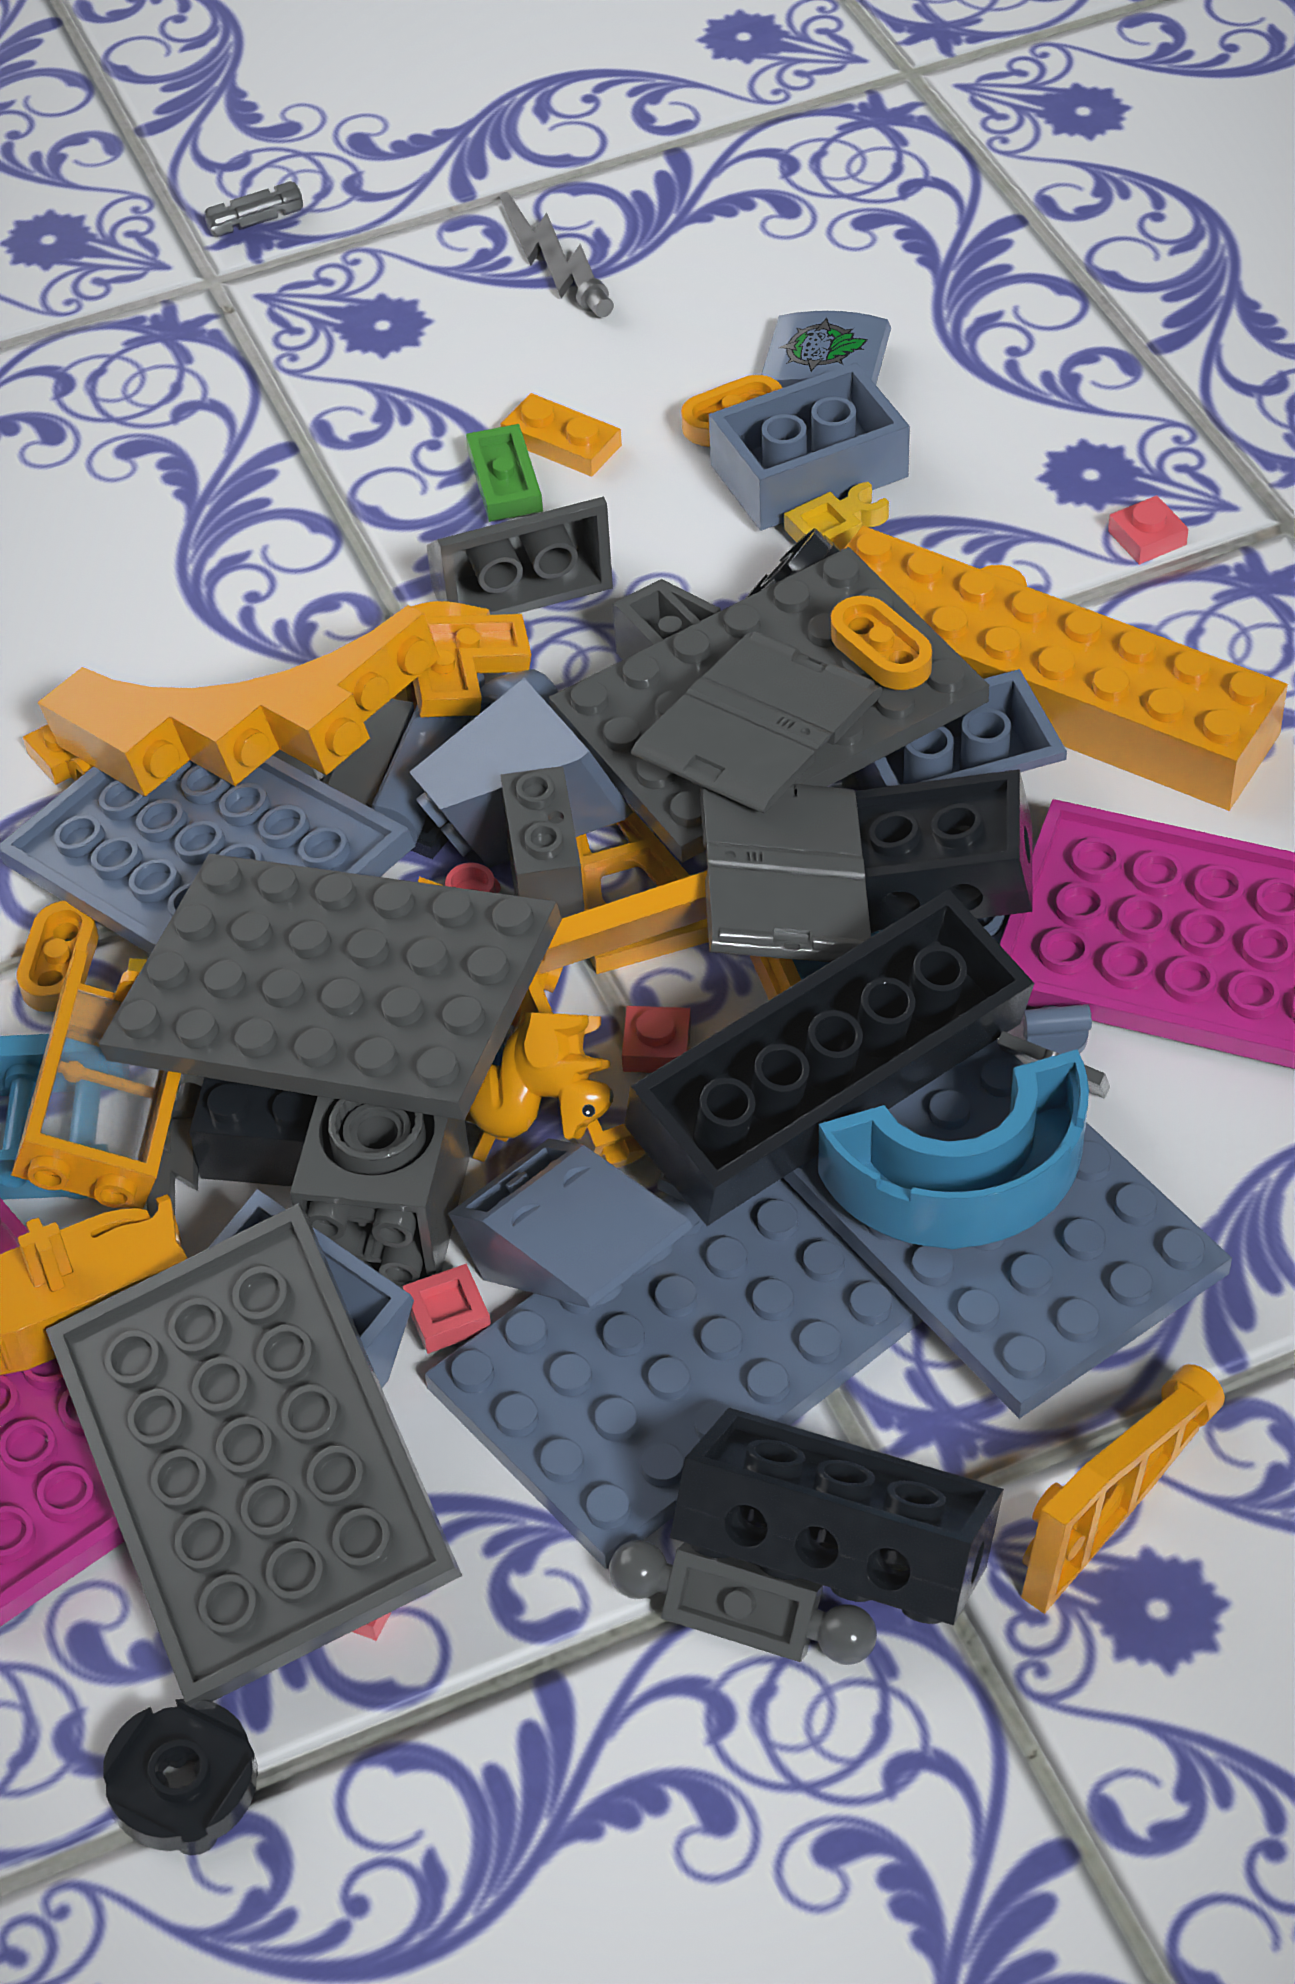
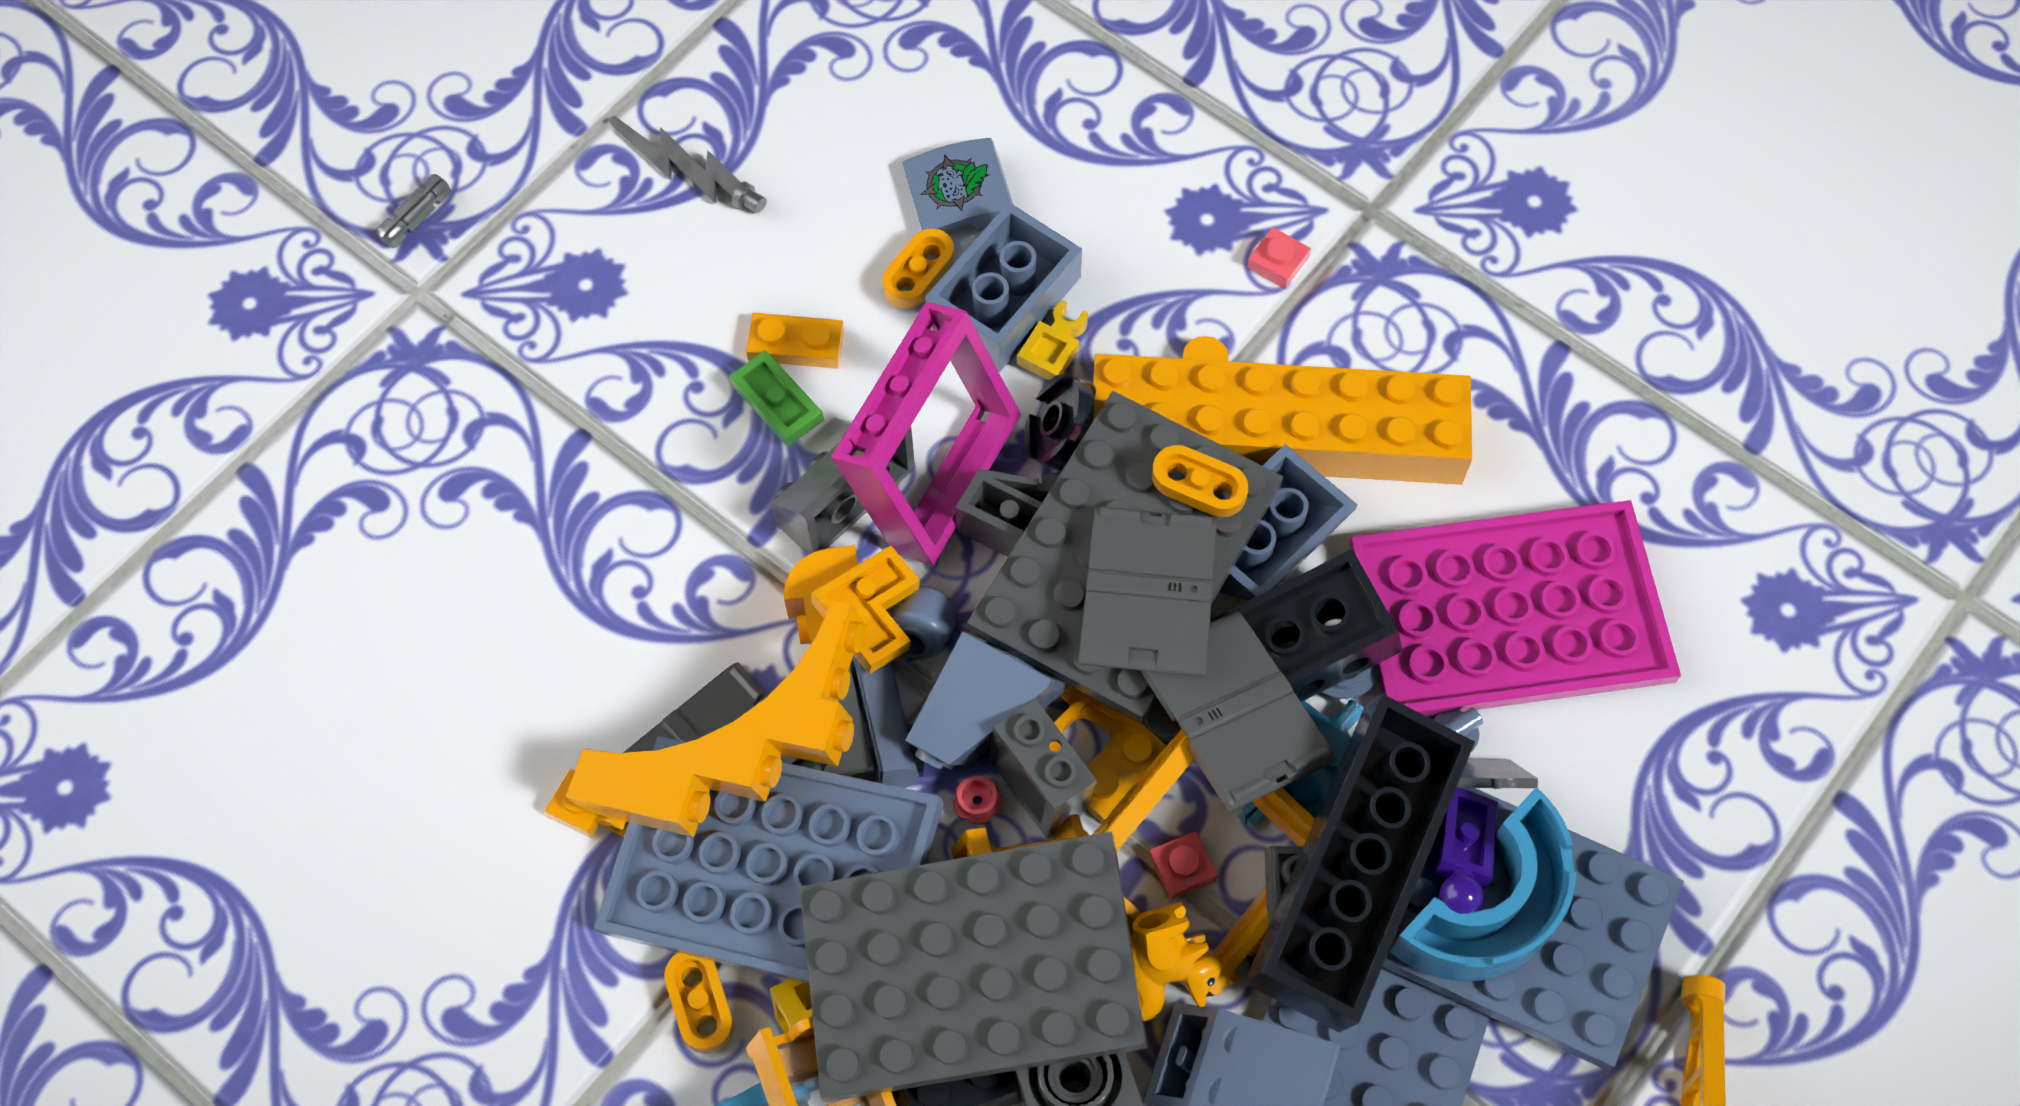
camera: 30 degrees left, 15 degrees up
(584, 442) = (892, 410): none -> dark pink window
(959, 1093) = (1466, 850): none -> dark purple plate

